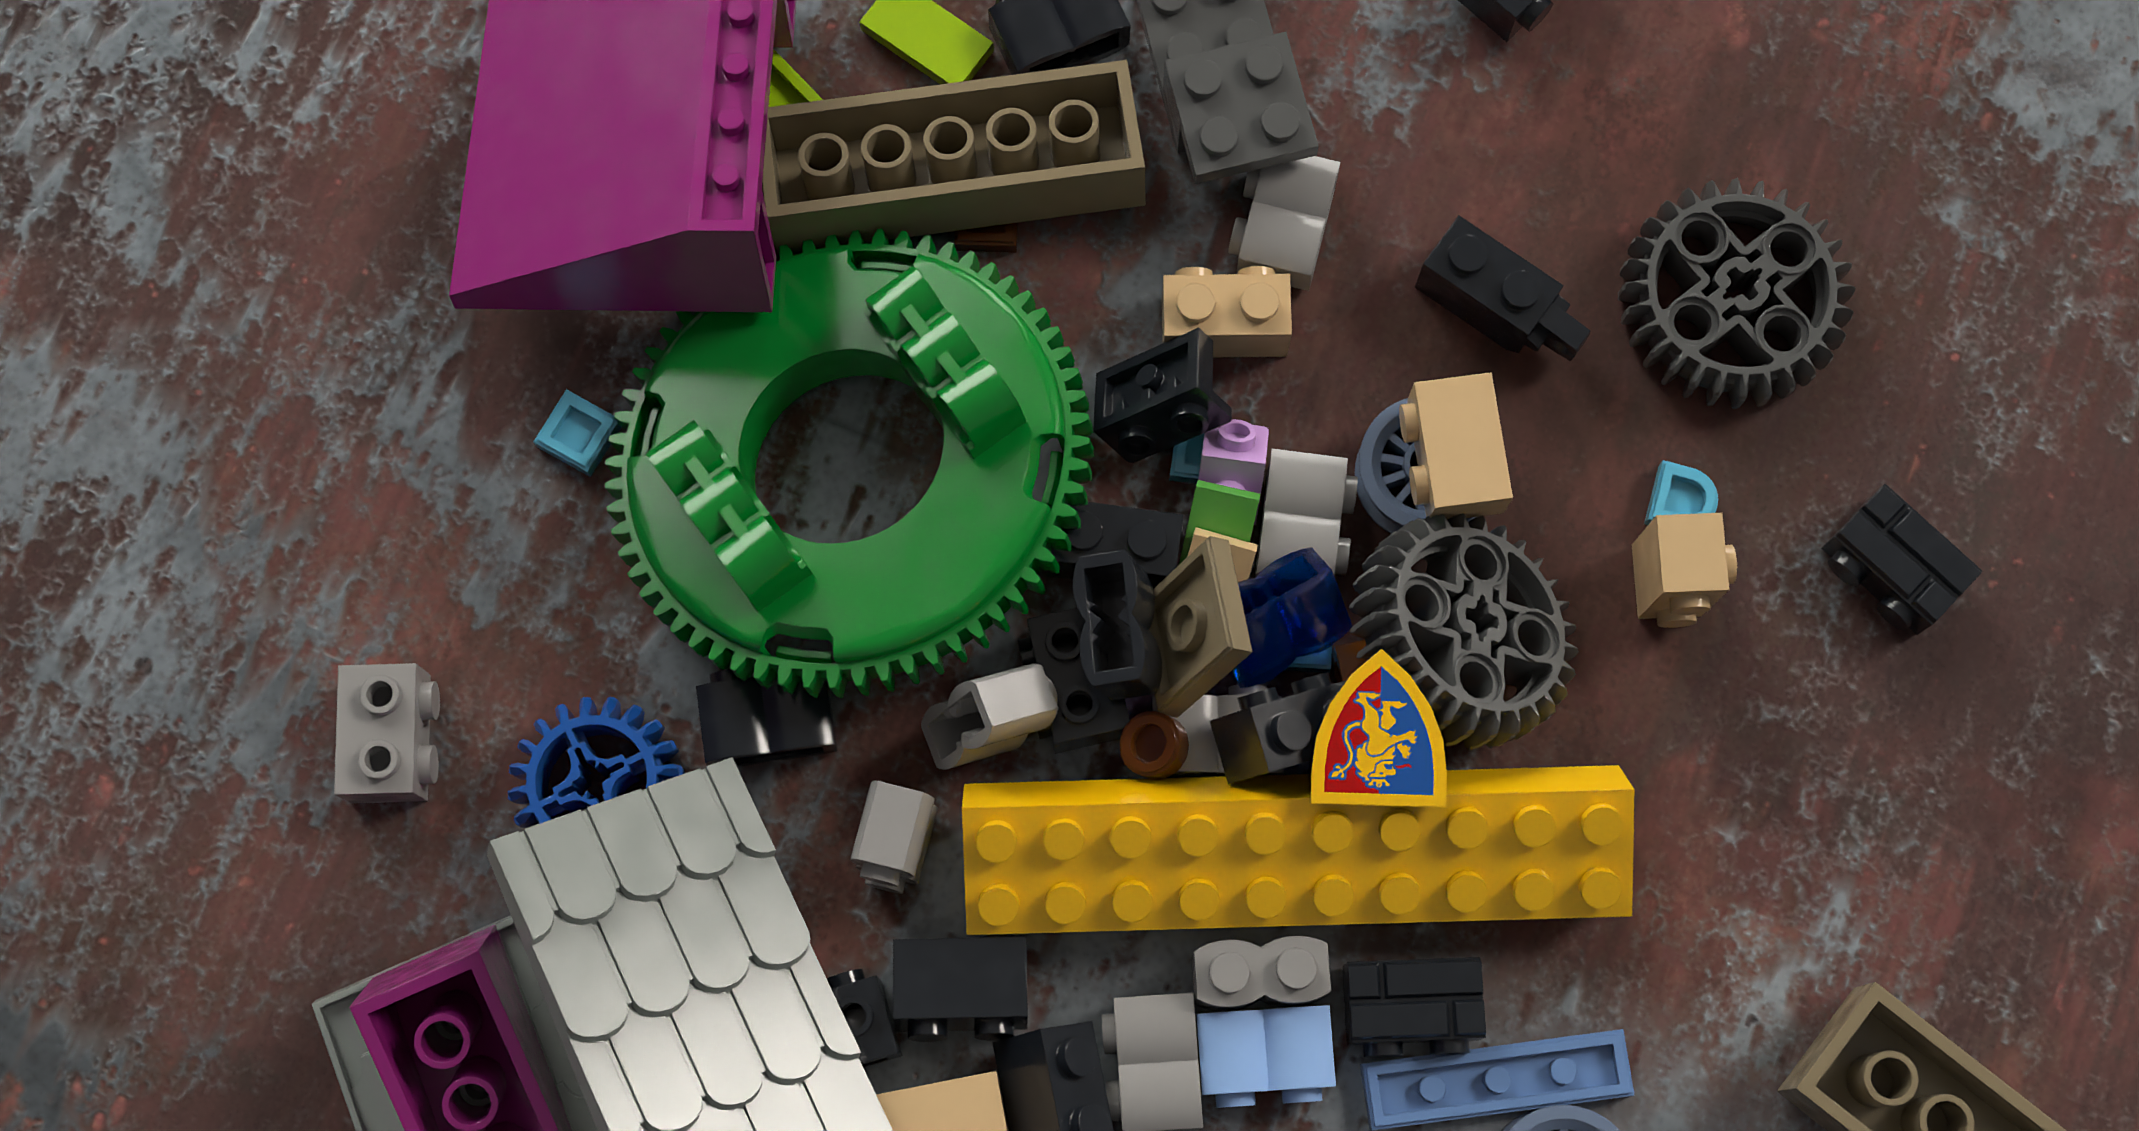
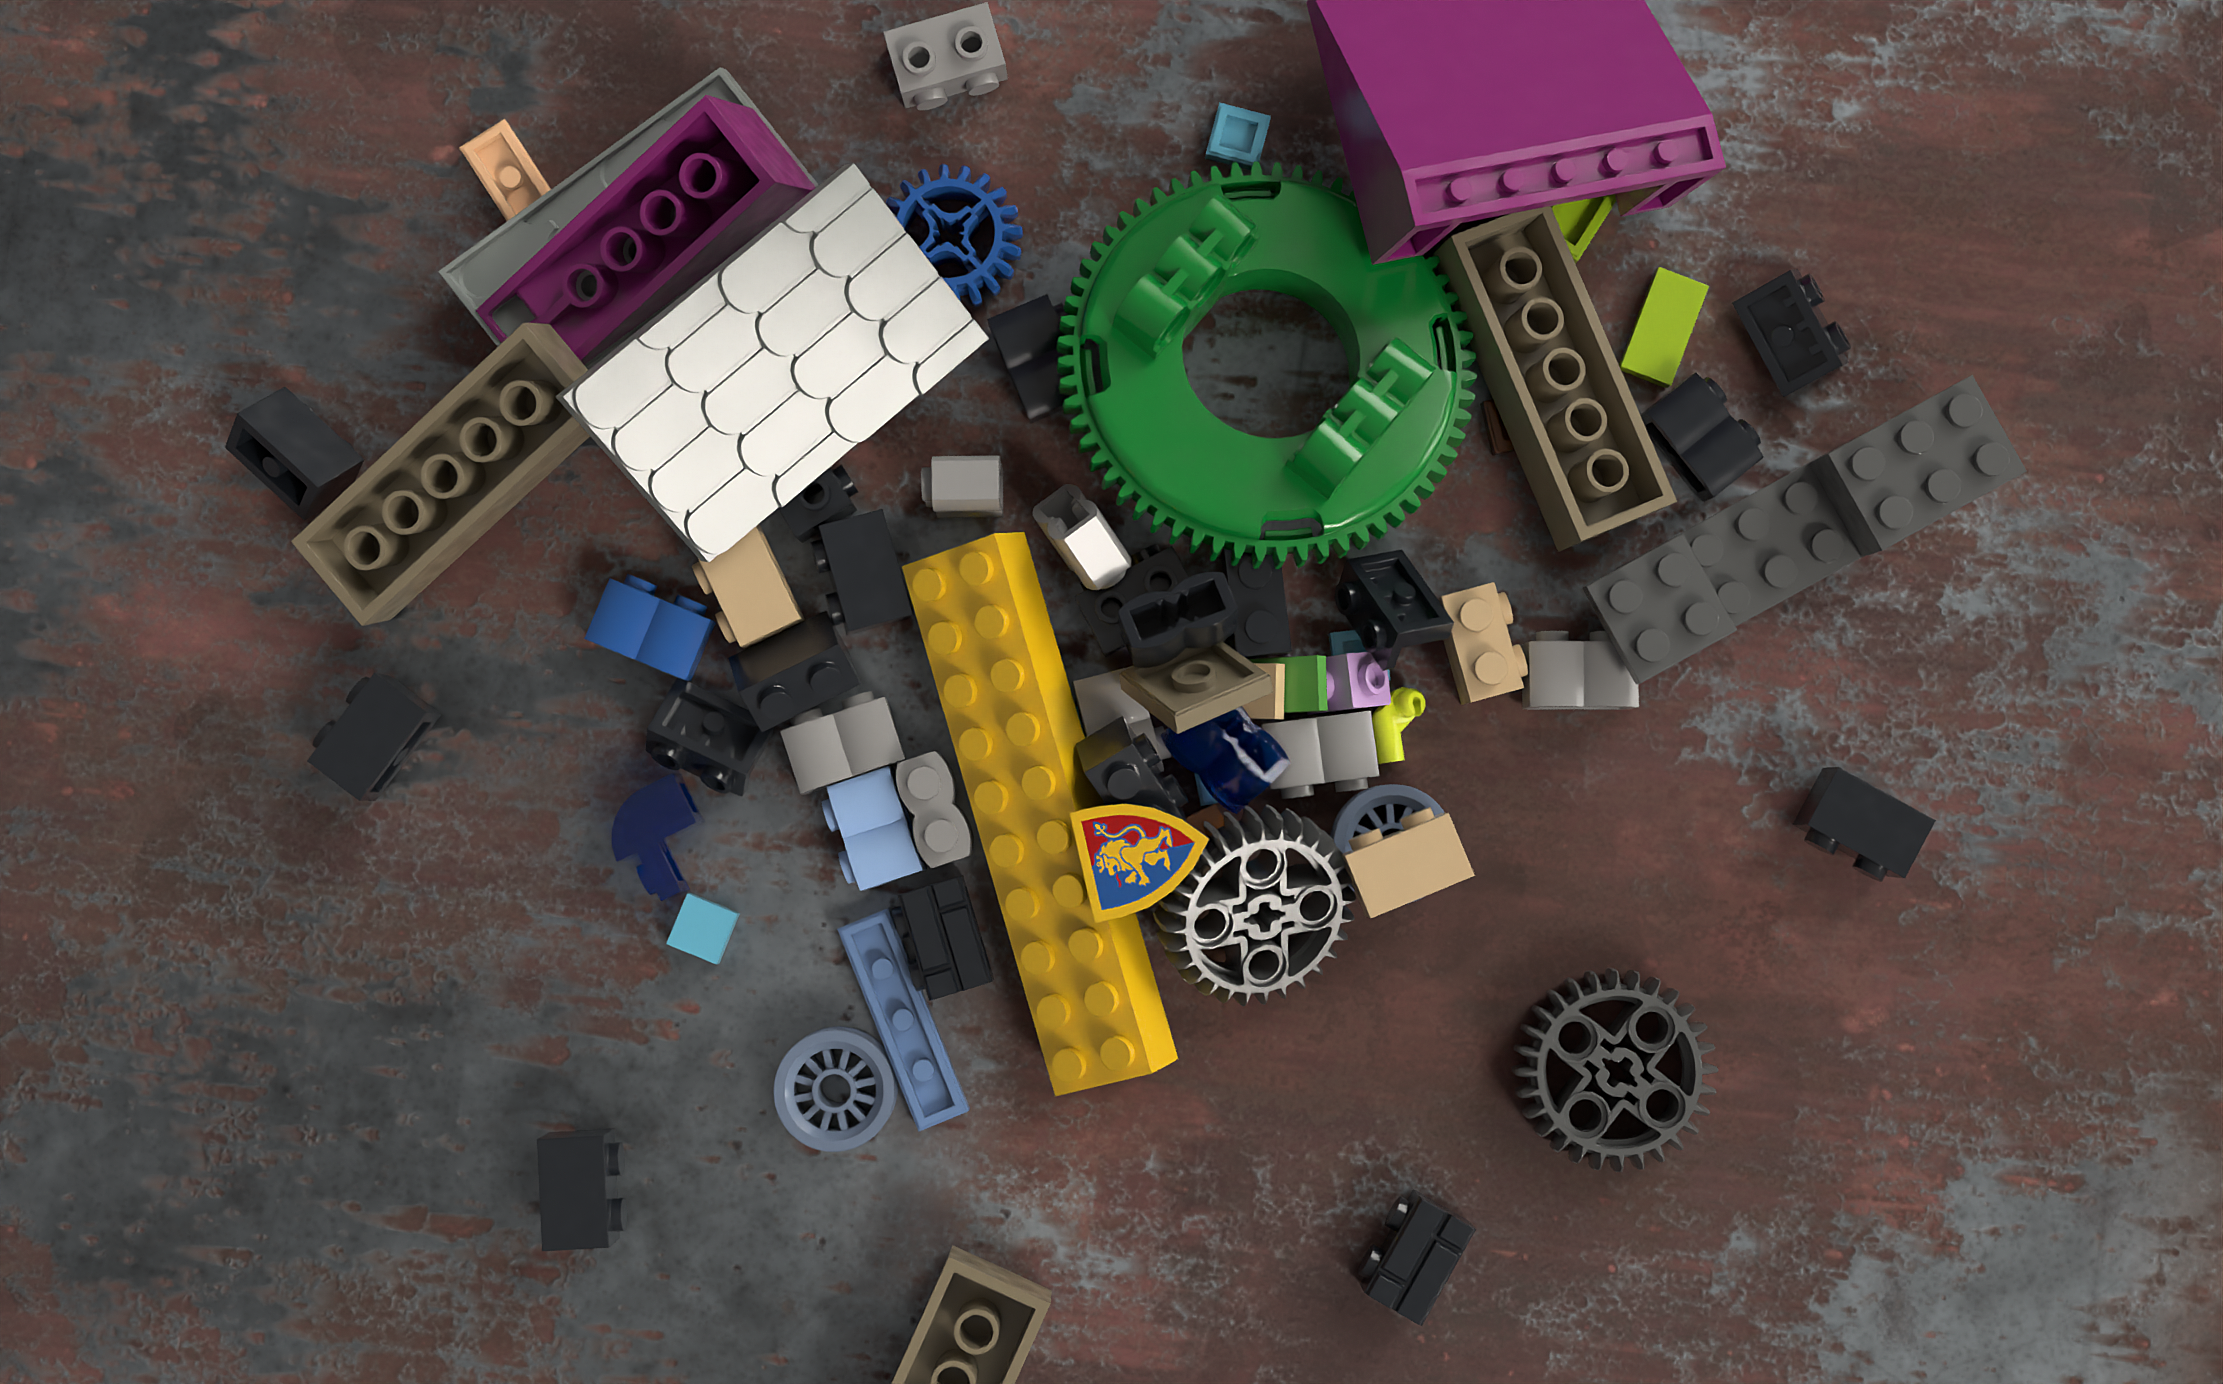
camera: 70 degrees right, 10 degrees up
(1154, 745) = (1093, 676): reddish brown tile -> none
(1285, 431) = (1392, 719): none -> neon yellow arm
(1499, 293) = (1559, 869): black hinge -> none
(1681, 491) = (1423, 1063): medium azure tile -> none
(1682, 567) = (1356, 1075): tan brick -> none

